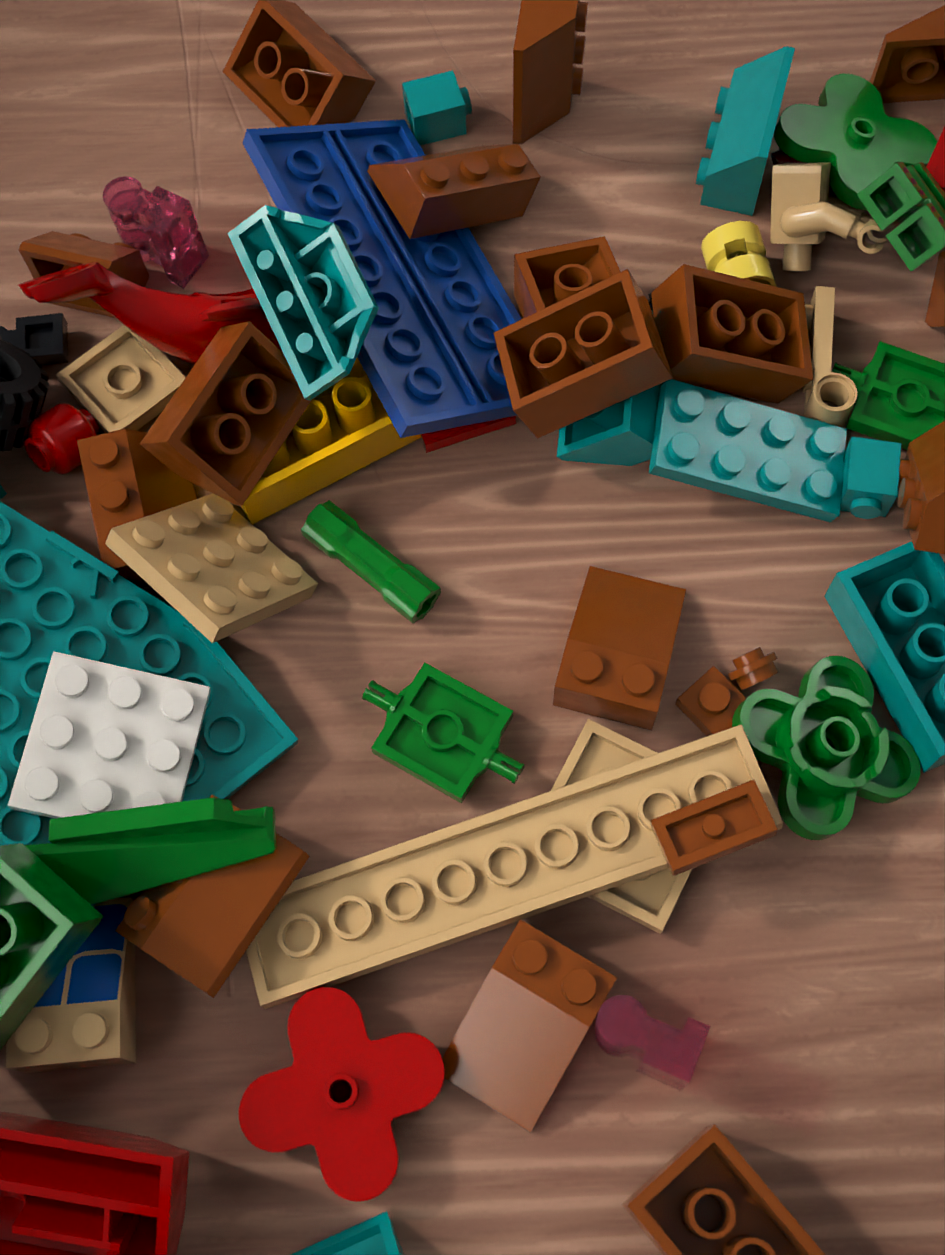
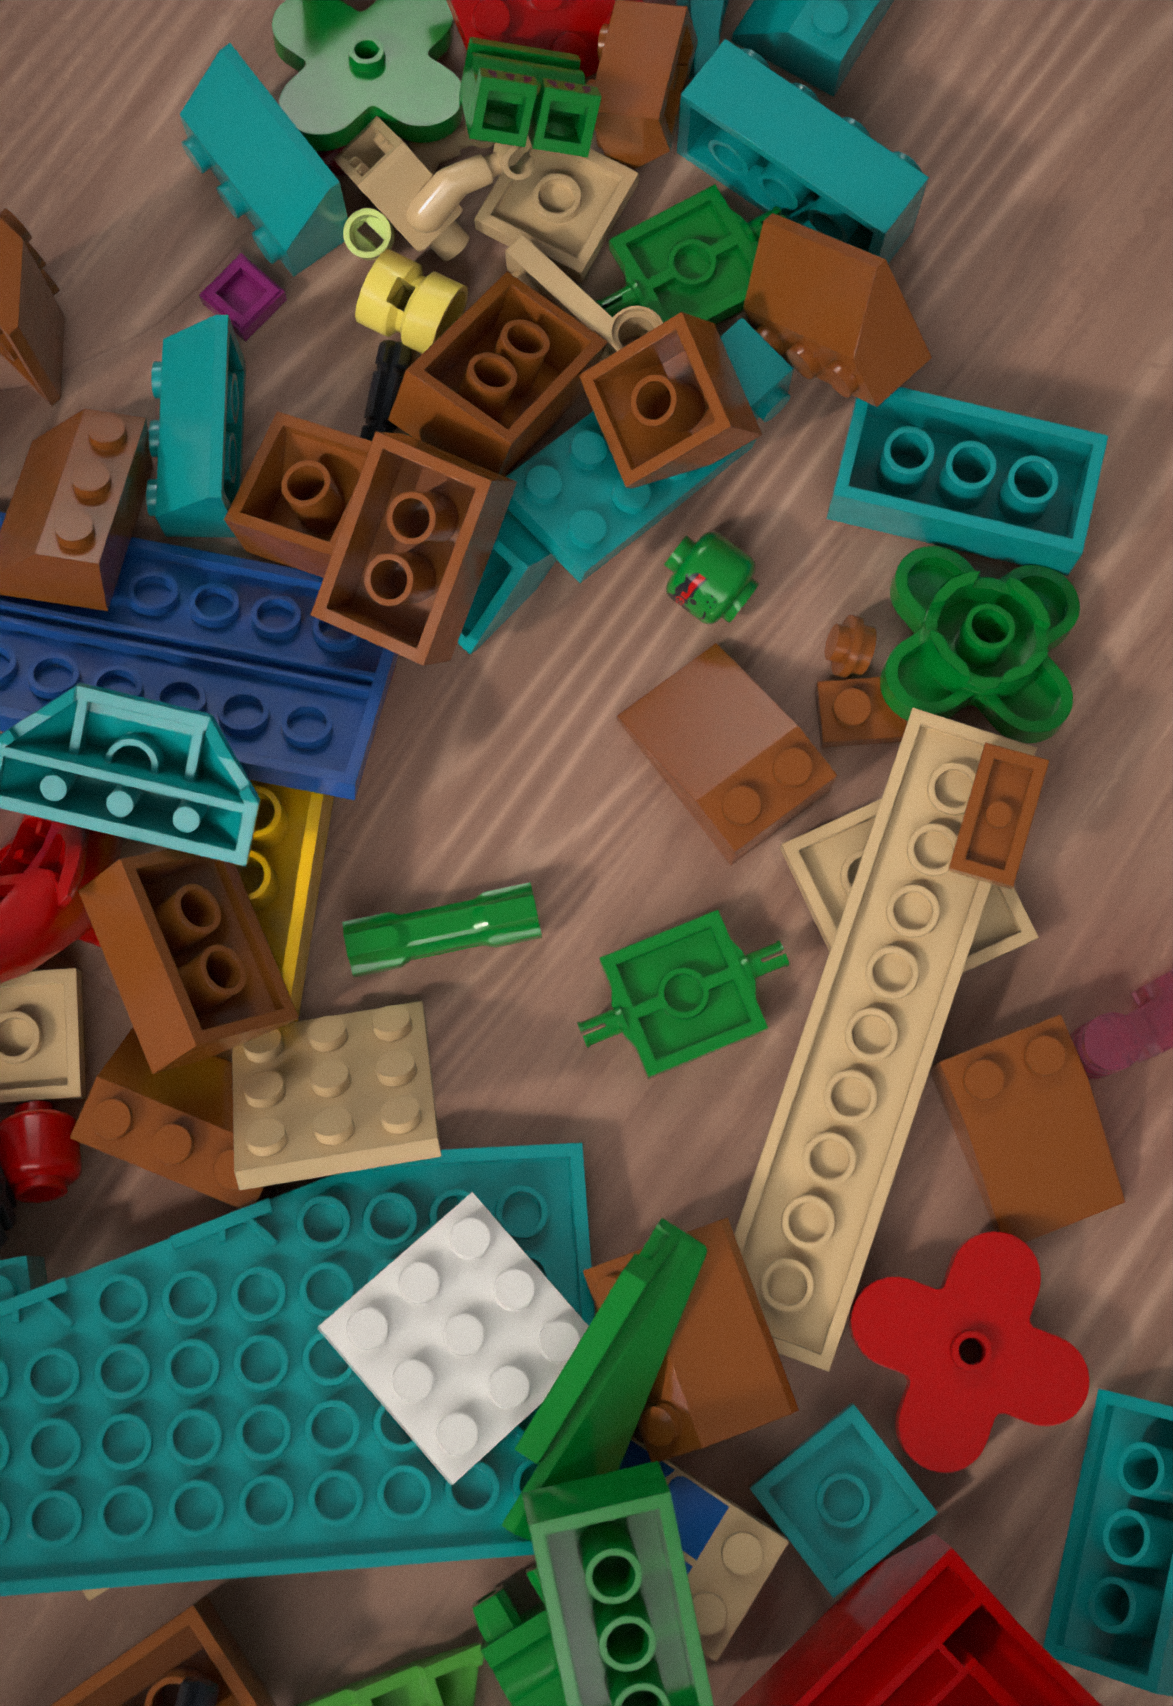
camera: 55 degrees left, 10 degrees up
(182, 1083) = (842, 1500): none -> teal plate
(568, 210) = (197, 430): none -> teal slope
(663, 186) = (244, 295): none -> magenta tile
(722, 551) = (710, 577): none -> green head
(750, 213) = (361, 245): none -> yellowish green hinge
(808, 435) = (670, 402): none -> dark orange slope
(877, 300) = (561, 207): none -> tan plate

